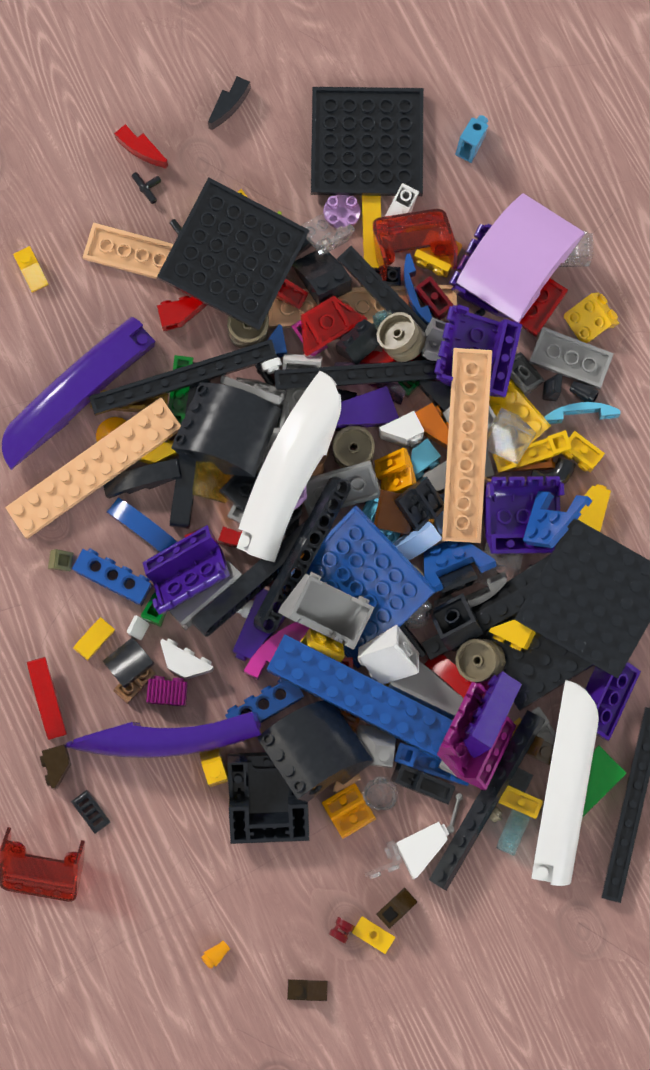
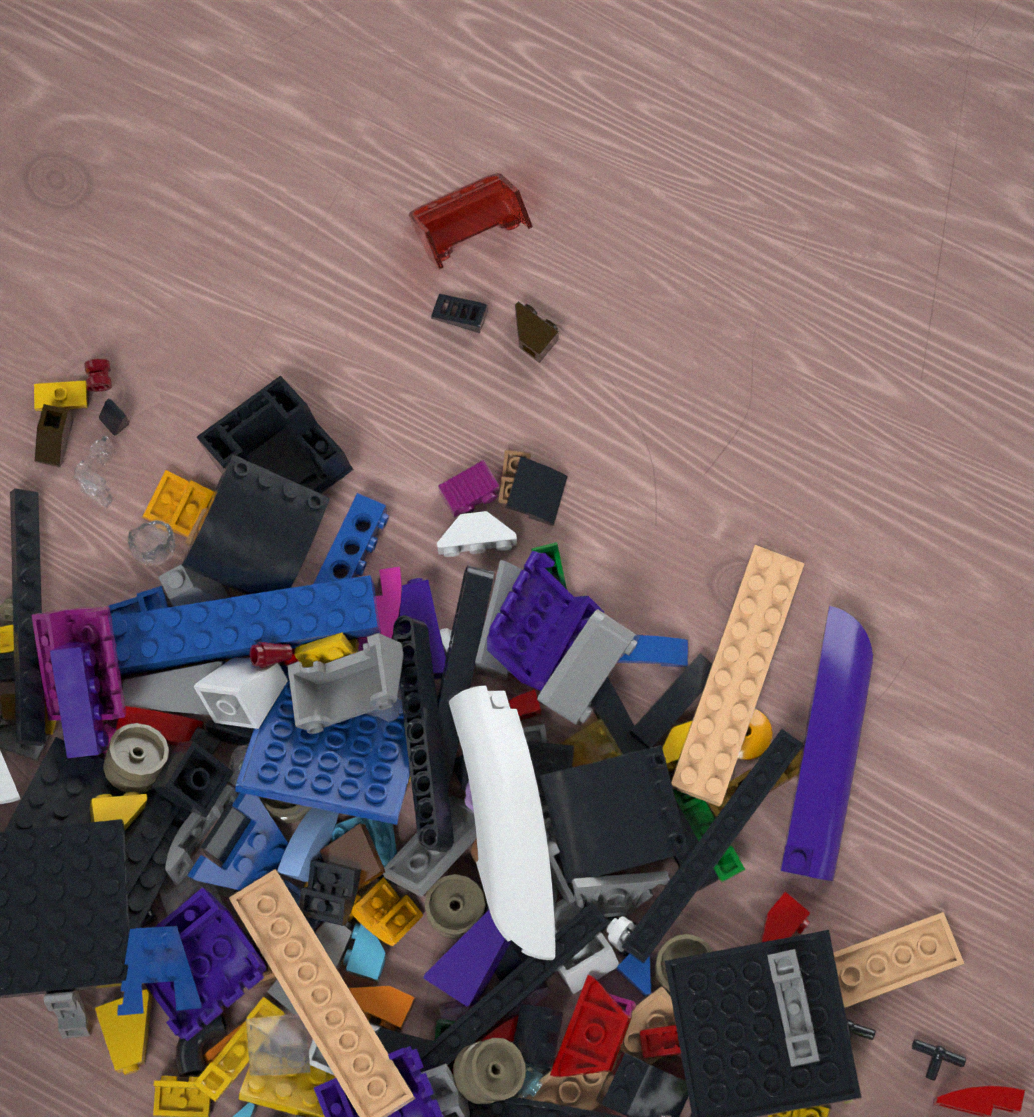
camera: 145 degrees right, 5 degrees down
(30, 269) = (992, 854): yellow slope -> none
(46, 698) = (597, 392): red slope -> none
(60, 560) = (697, 550): olive slope -> none
(94, 638) = (594, 491): yellow slope -> none
(136, 594) = (662, 556): blue brick -> none
(137, 628) = (554, 533): white slope -> none
(149, 742) = (434, 427): dark purple slope -> none
(177, 524) = (587, 667): none -> light grey windscreen
(209, 246) = (793, 1008): none -> light grey slope
(213, 767) = (359, 442): yellow slope -> none
(215, 954) = (218, 260): light orange cone -> none
(307, 990) = (92, 294): dark brown slope -> none
(351, 895) = (113, 417): none -> black slope
(361, 664) = (267, 654): none -> dark red cone
(403, 431) = (409, 966): white slope -> none
(422, 847) = (66, 514): white slope -> none
(423, 783) = (113, 586): black slope -> none
(459, 797) = (51, 564): light grey hinge -> none
(618, 536) = (70, 1013): none -> light grey slope

